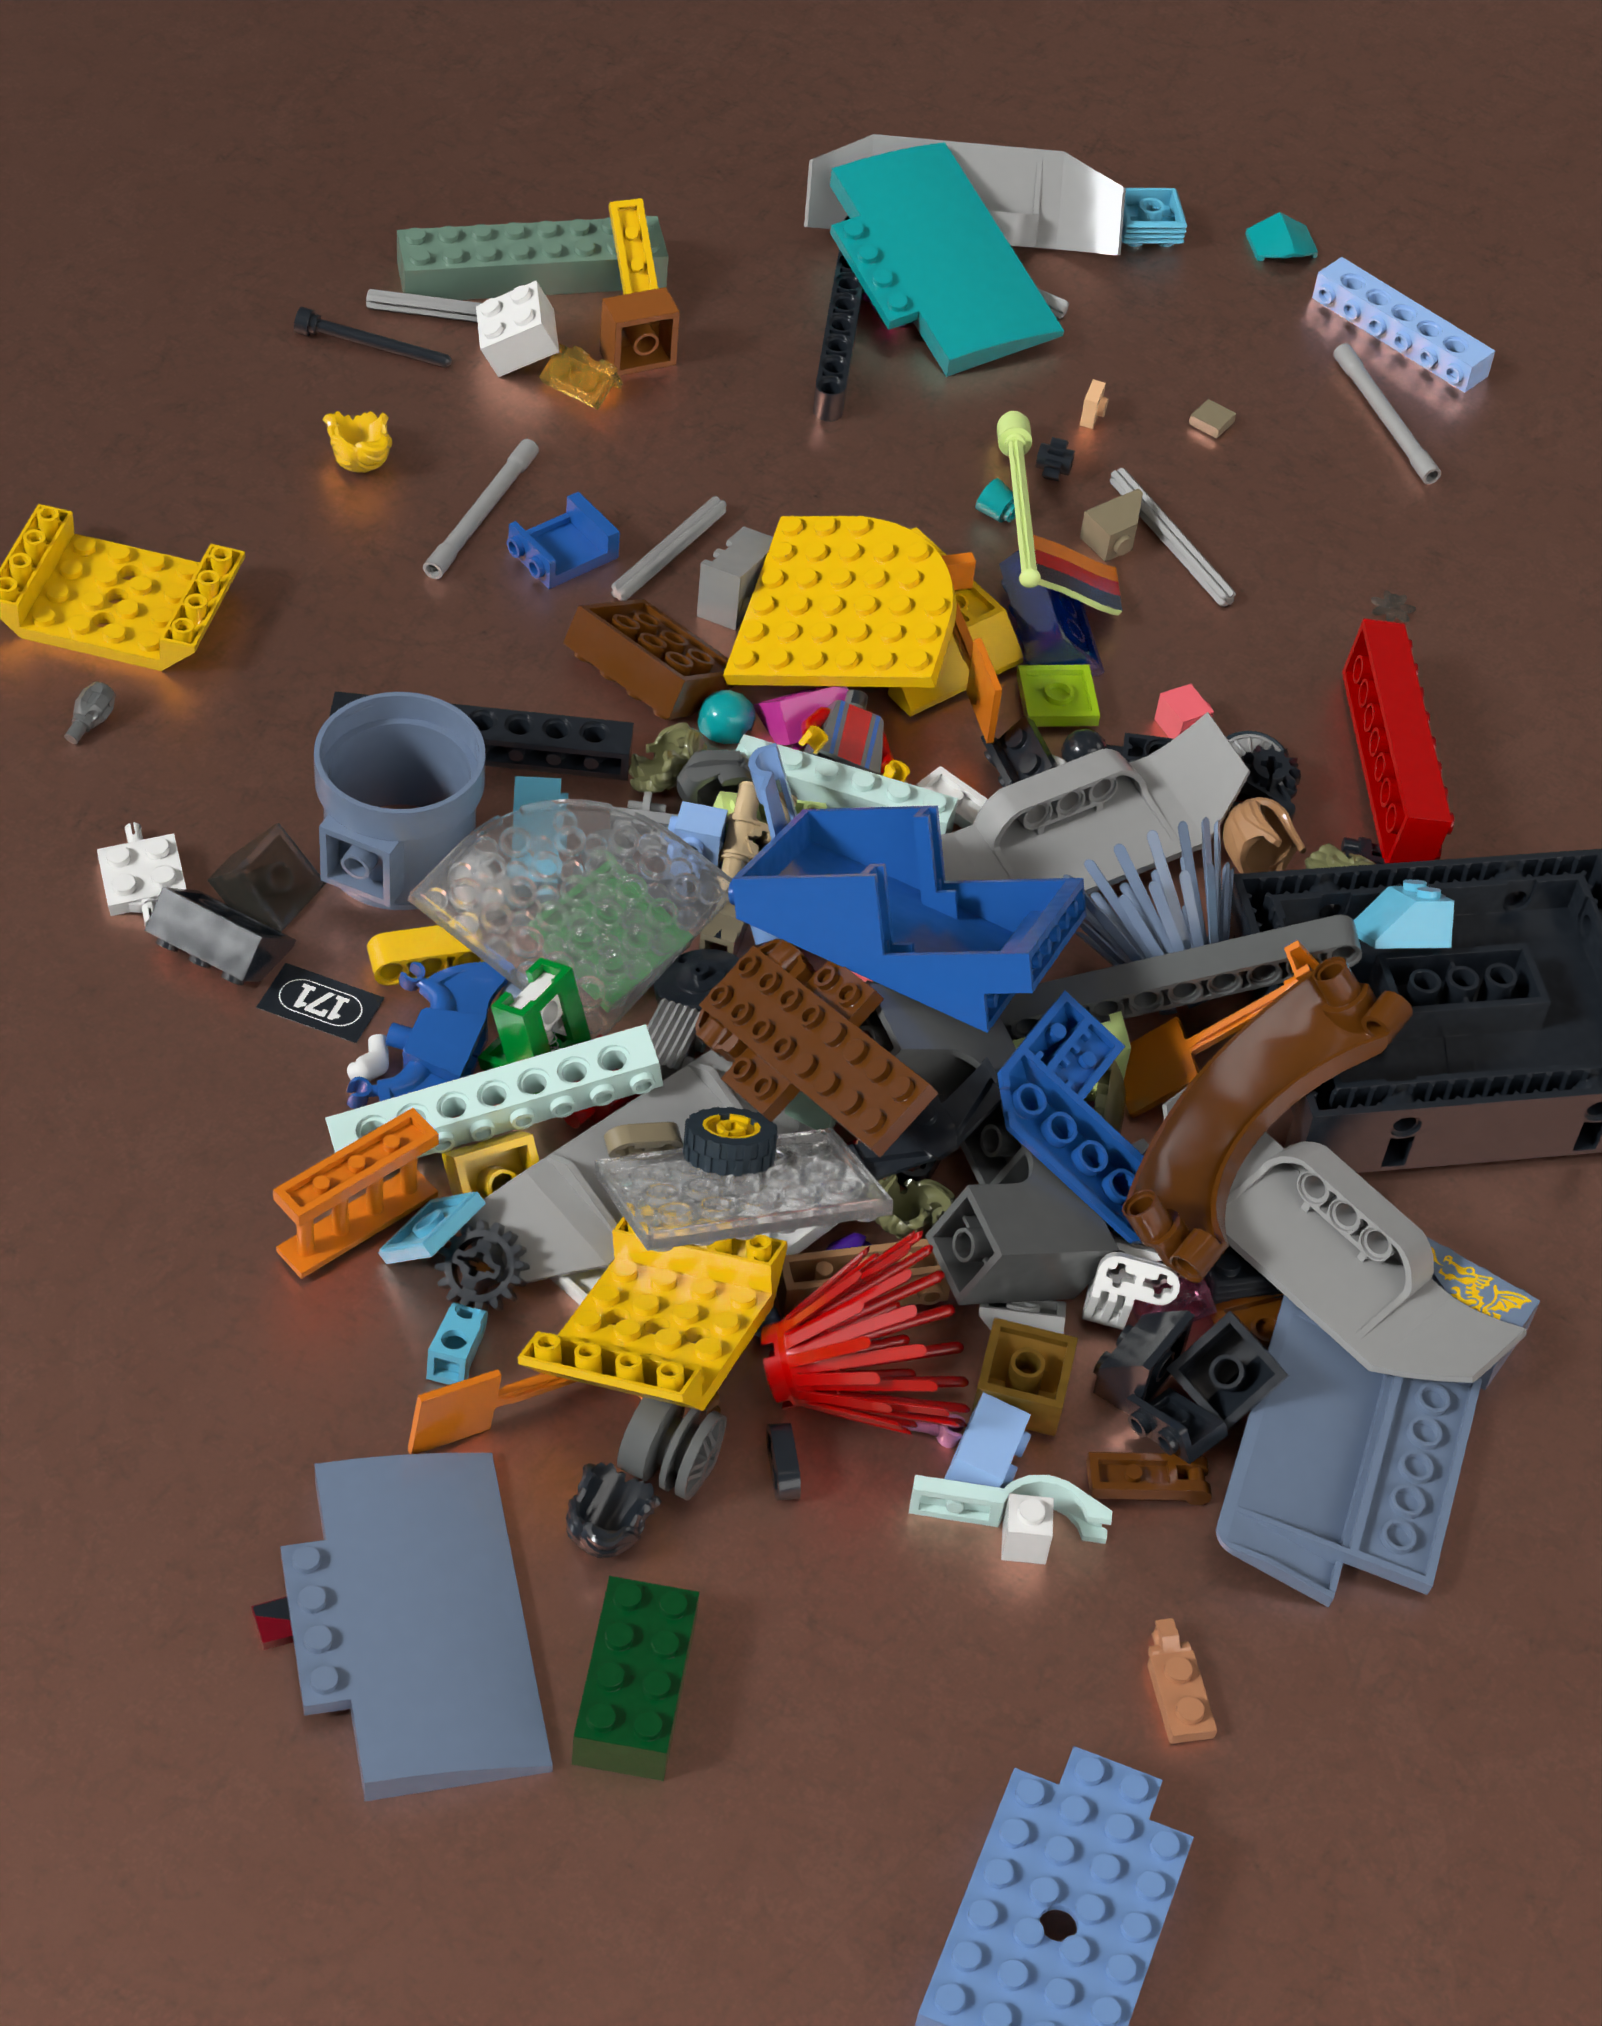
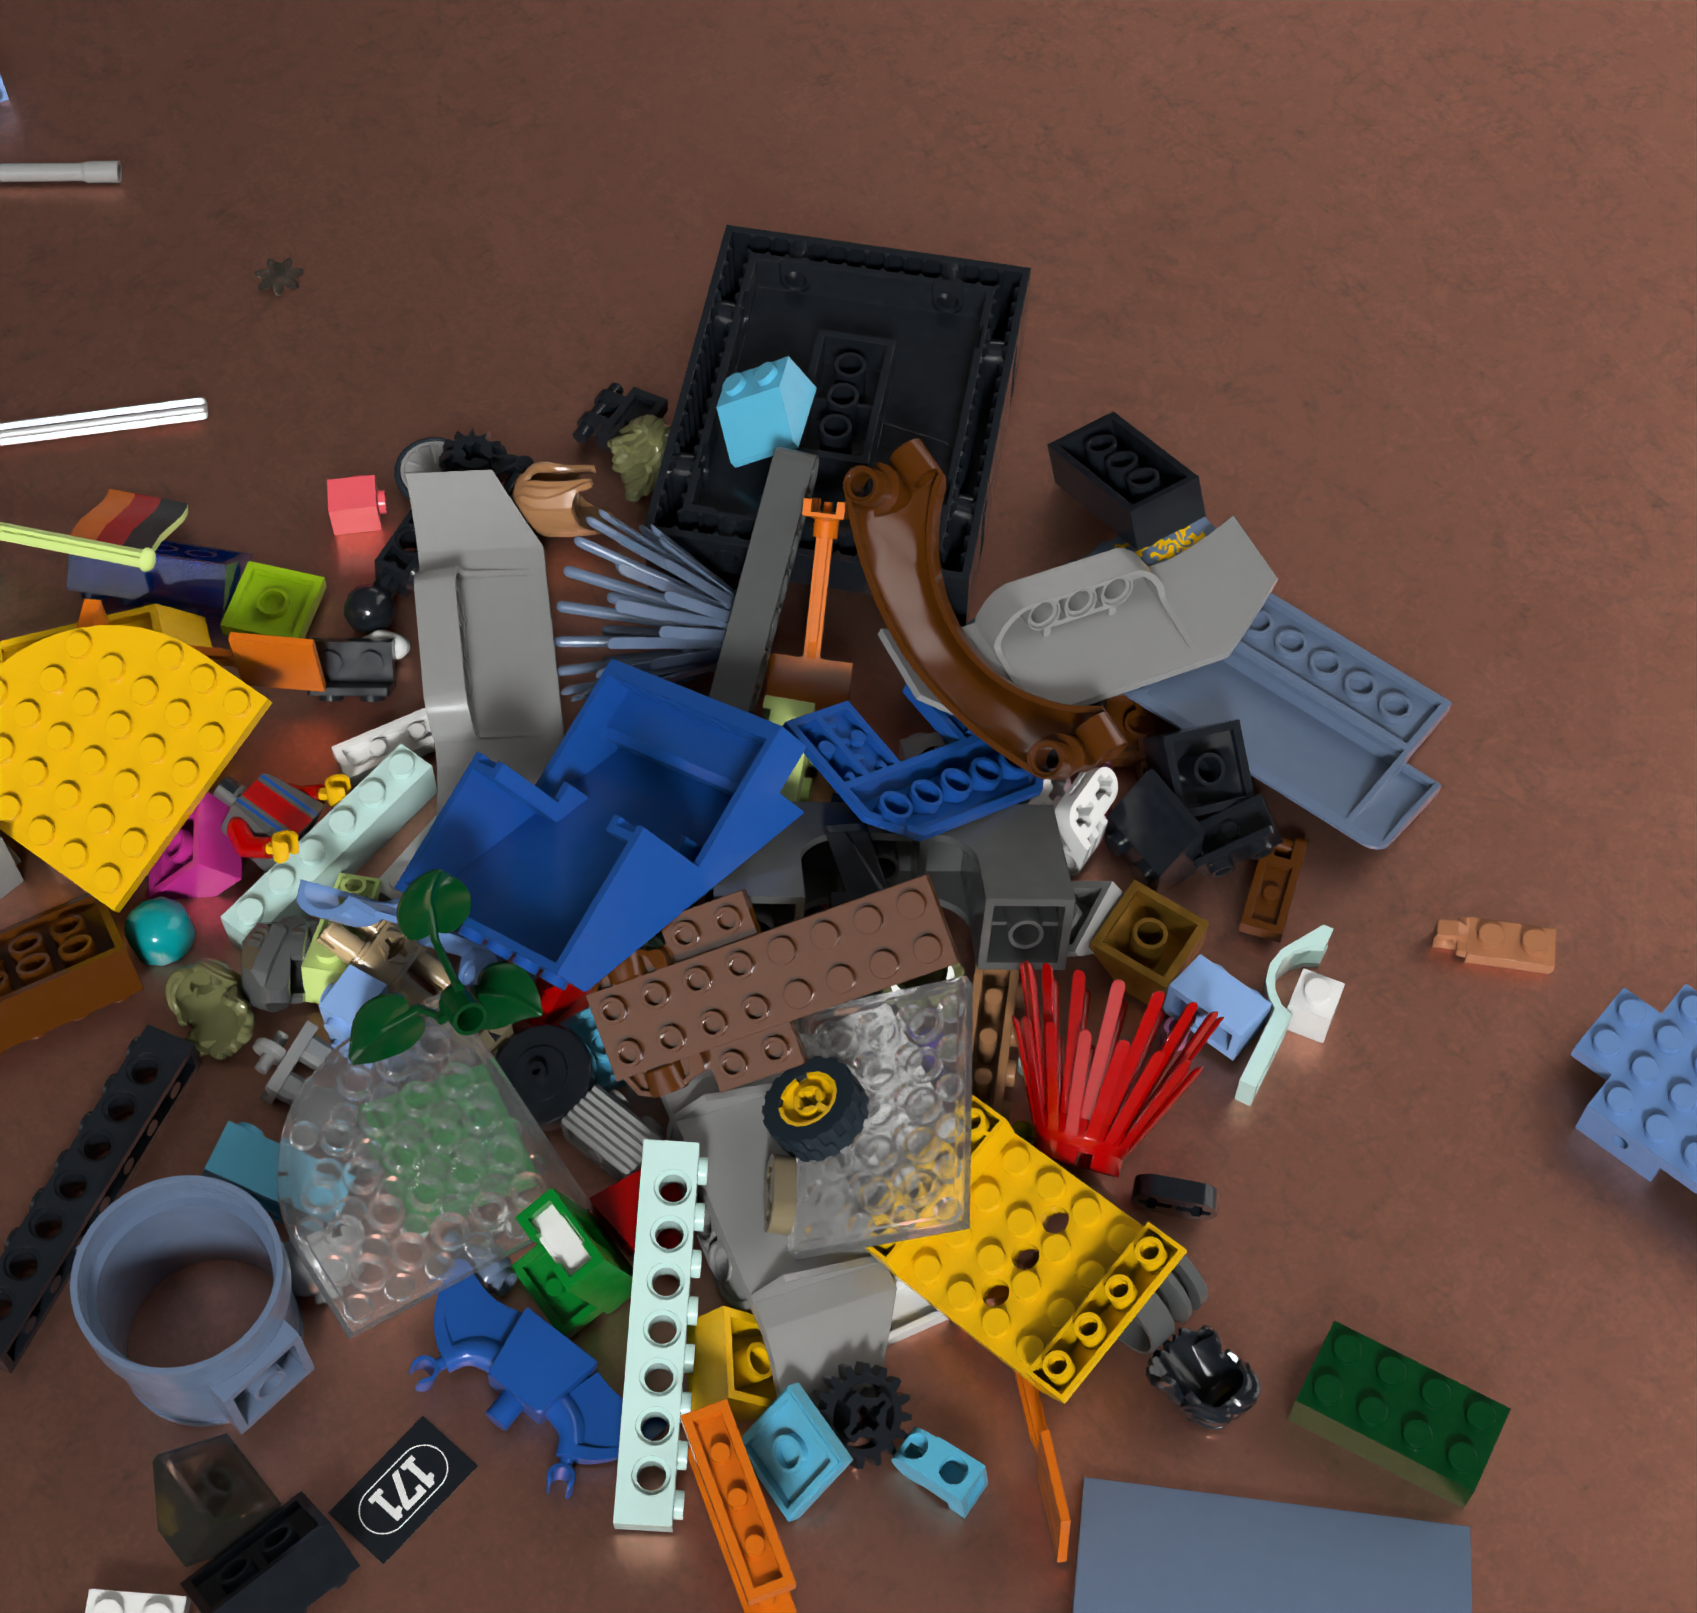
camera: 65 degrees left, 10 degrees up
(373, 1063) = (522, 1451): white arm -> none
(431, 946) = (384, 1364): yellow beam -> none
(671, 833) = (503, 991): none -> dark green plant
(1112, 525) = (58, 465): dark tan slope -> none
(1396, 744) = (492, 340): red brick -> none
(1520, 1239) = (1126, 480): none -> black brick

